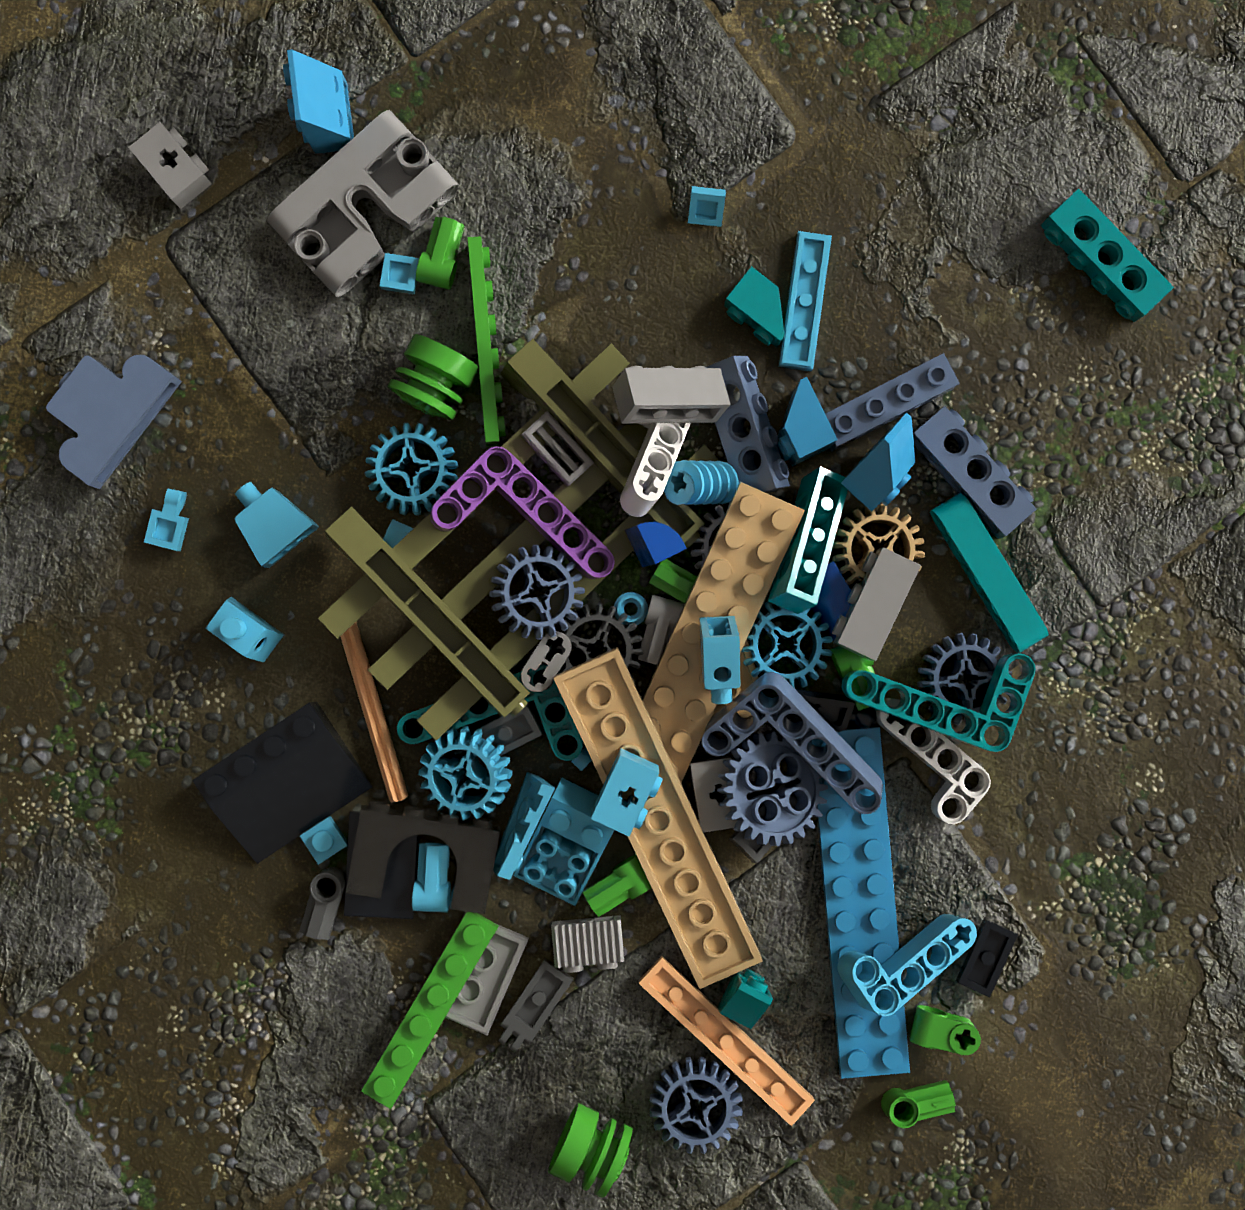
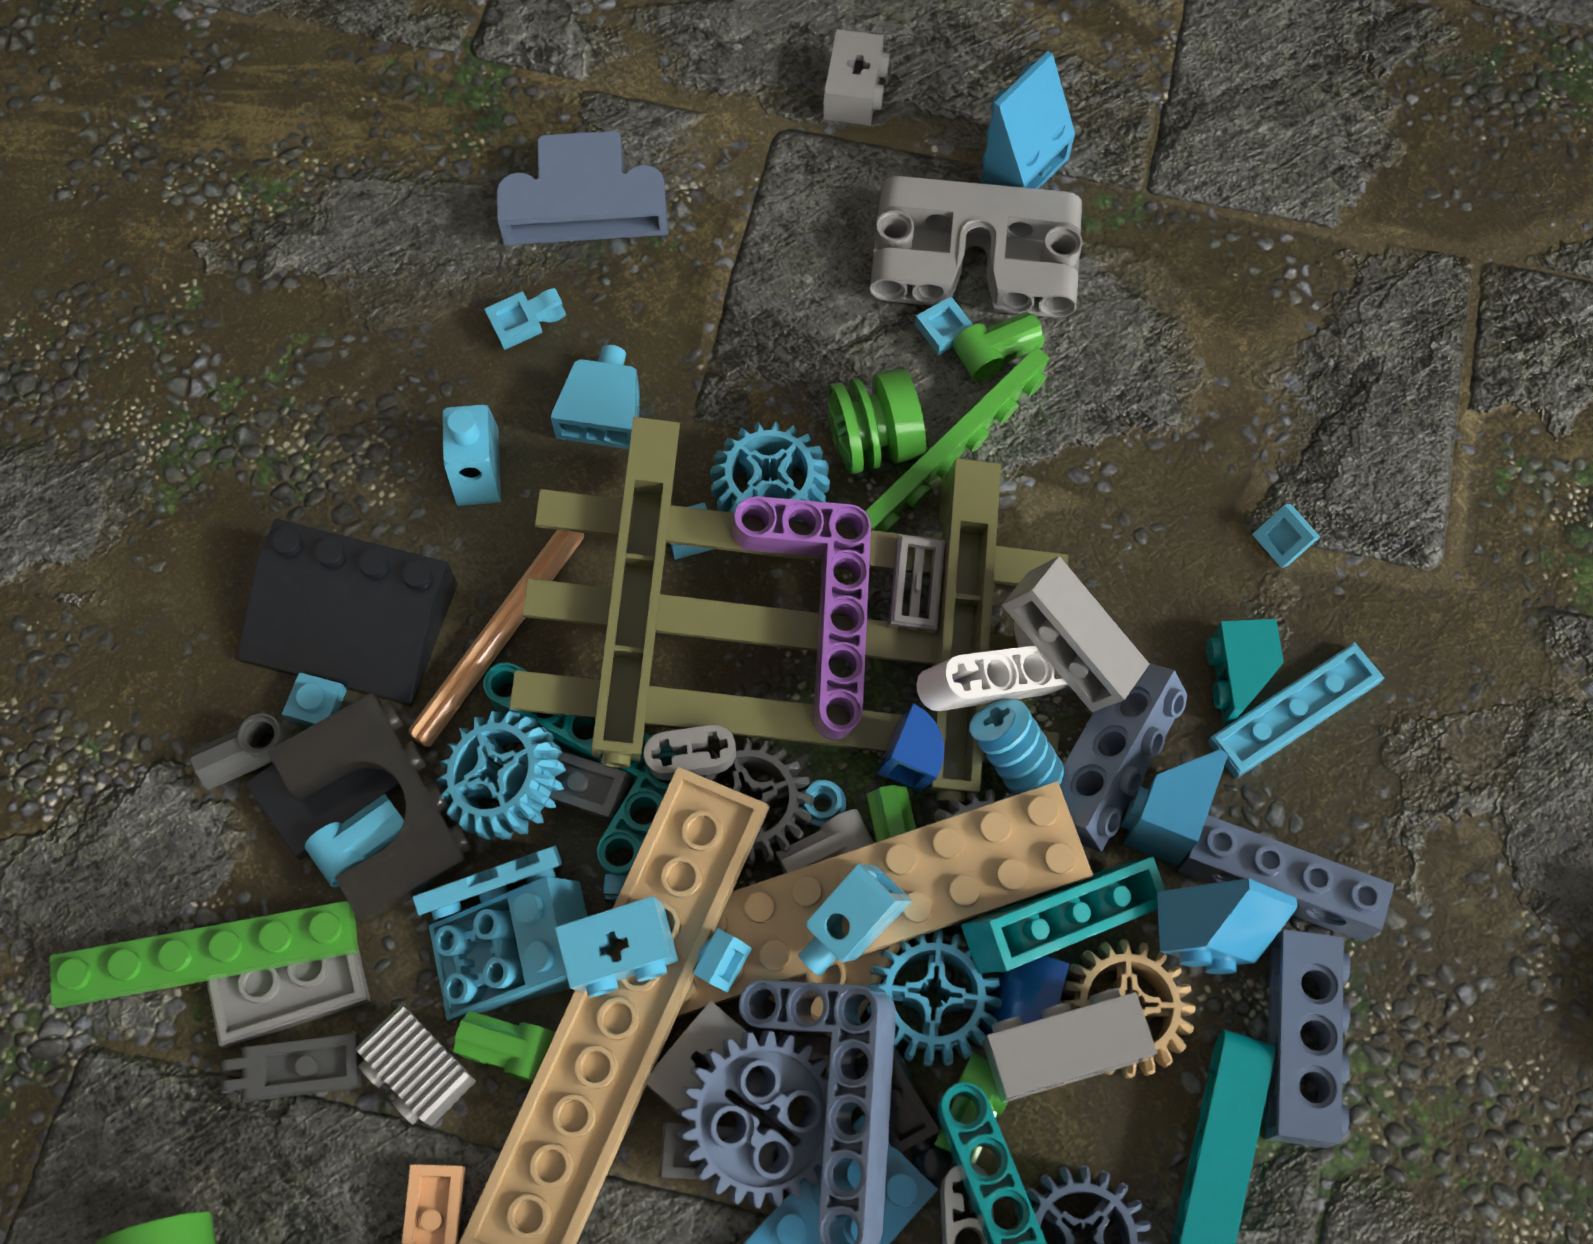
camera: 55 degrees right, 20 degrees down
(542, 607) = (735, 668): sand blue gear -> none
(677, 742) = (721, 960): none -> medium azure plate

